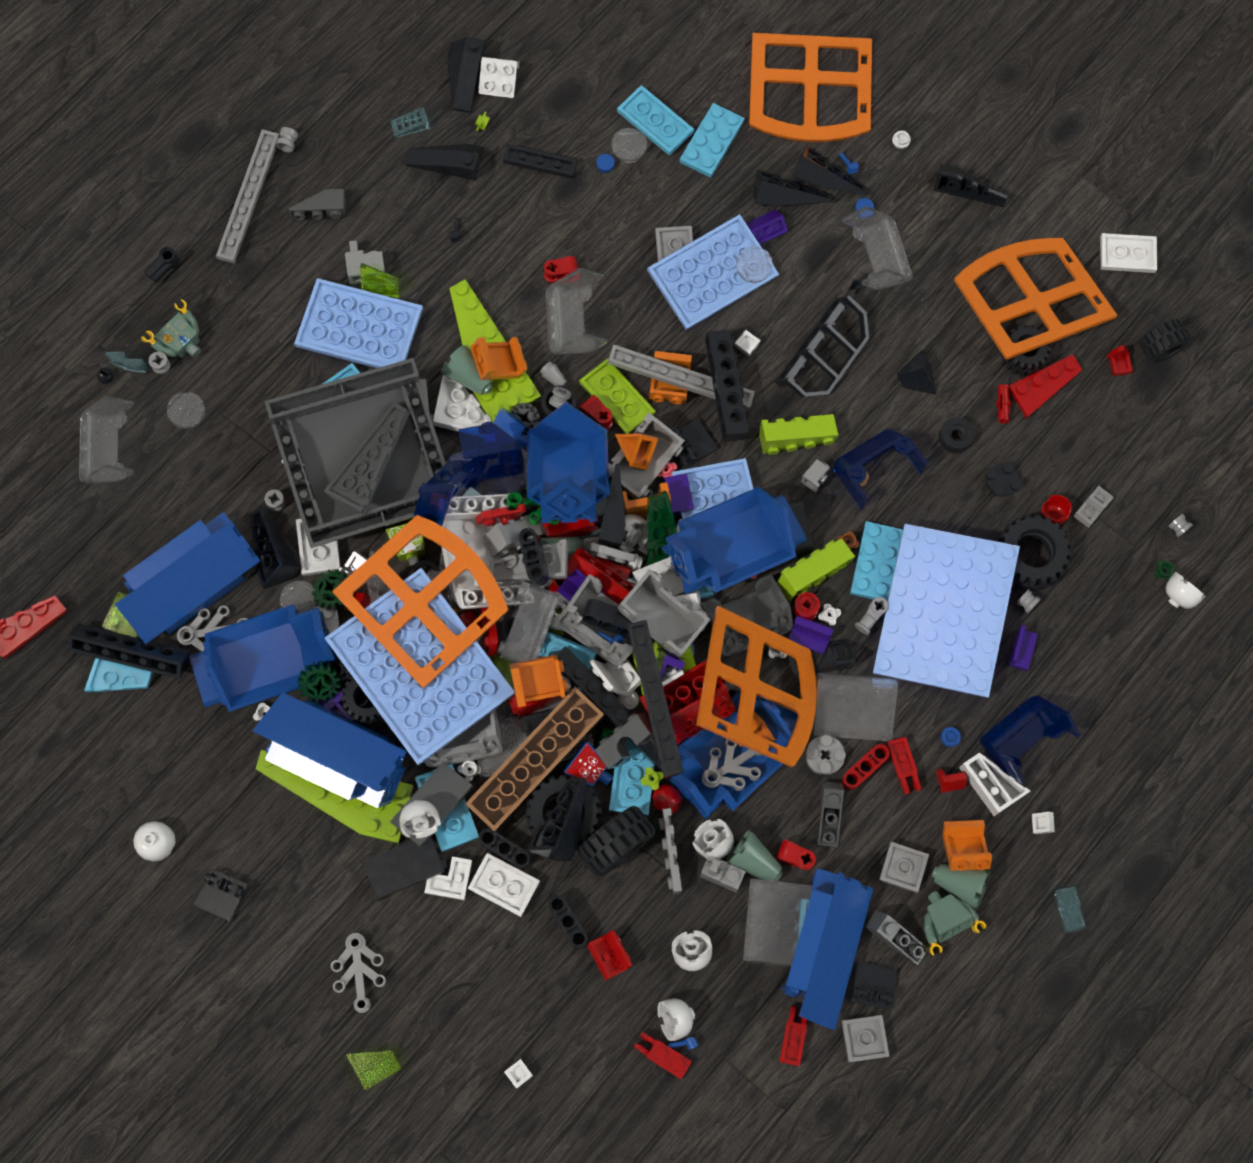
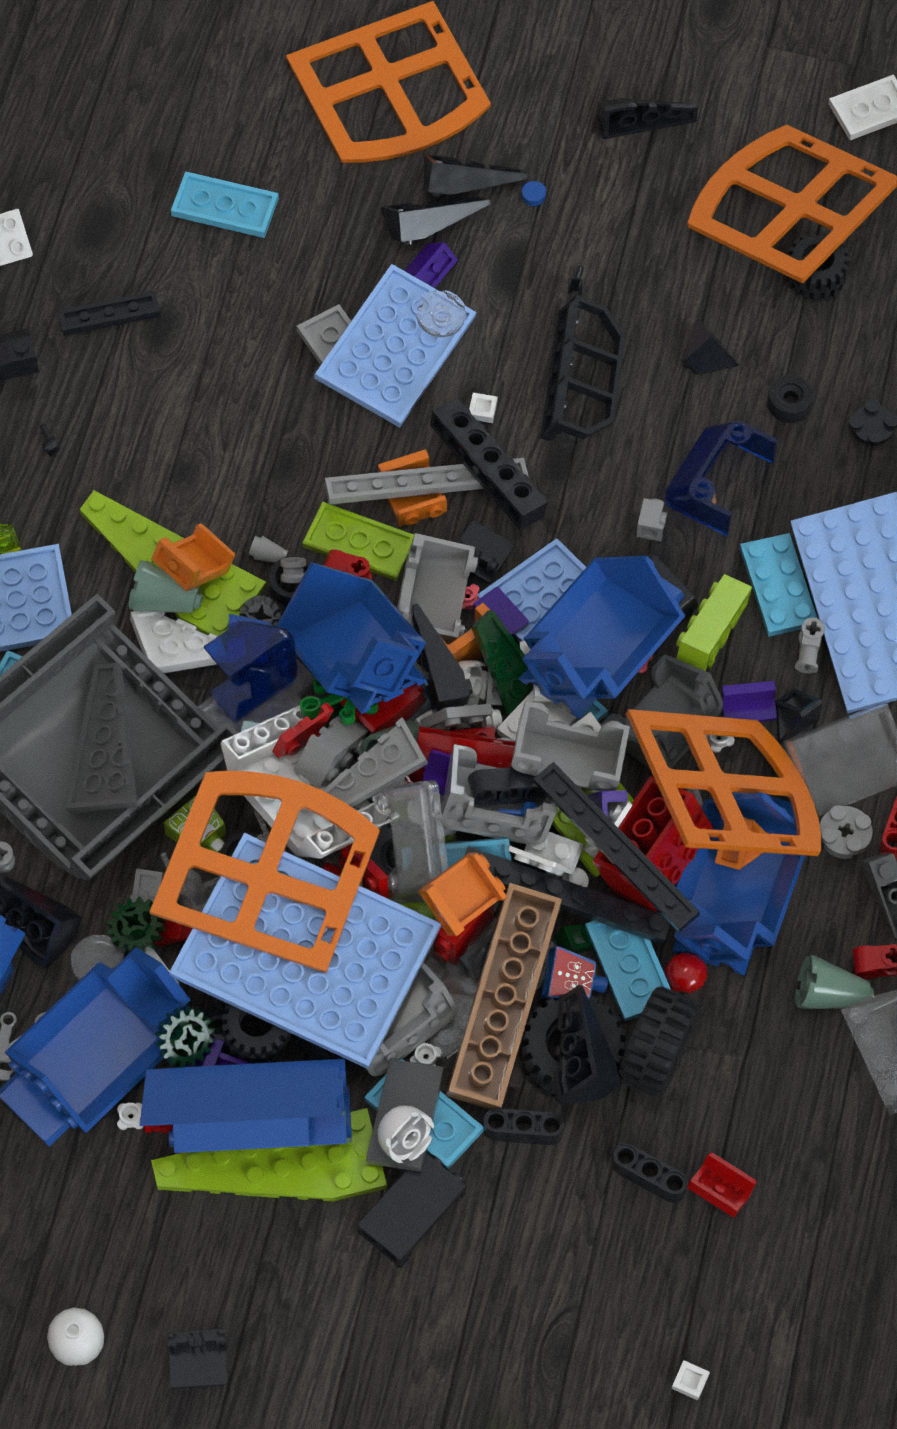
camera: 25 degrees left, 10 degrees down
(319, 558) = (88, 898): white plate -> none
(358, 969) = (422, 1358): light grey plant -> none
(446, 484) = (224, 709): clear blue windscreen -> none
(454, 884) = (483, 1201): white plate -> none
(482, 121) = (11, 298): lime plate -> none
(504, 885) = (545, 1169): white plate -> none
(529, 549) = (367, 747): black beam -> none
(560, 268) = (208, 425): red piece -> none
(566, 313) = (241, 474): clear windscreen -> none
(605, 163) = (191, 280): blue tile -> none
(613, 748) = (591, 940): dark grey arch -> none
(629, 145) = (208, 247): clear tile -> none
(637, 448) = (423, 583): orange slope -> none
(653, 784) = (651, 960): lime plate -> none
(664, 1056) = (853, 1271): red hinge -> none
(668, 844) = (727, 1027): light grey wing -> none
(676, 1017) = (843, 1217): white cylinder -> none
(691, 1043) = (876, 1238): blue hand -> none
(692, 950) = (819, 1128): white cylinder -> none
(712, 140) = (306, 198): medium azure plate -> none
(713, 839) = (771, 988): white cylinder -> none
(722, 873) = (802, 1023): light grey hinge -> none
(730, 766) = (744, 893): light grey plant -> none
(797, 433) = (601, 482): lime wedge -> none
(806, 606) = (727, 669): red wheel -> none
(831, 620) = (758, 676): white plate -> none
(850, 537) = (735, 571): dark orange plate -> none
(851, 167) = (492, 155): blue hand -> none
(883, 248) = (581, 227): clear windscreen -> none
(901, 139) = (534, 98): white plate -> none
(1003, 403) = (824, 339): red pin -> none
(1039, 387) = (856, 300): red wing -> none

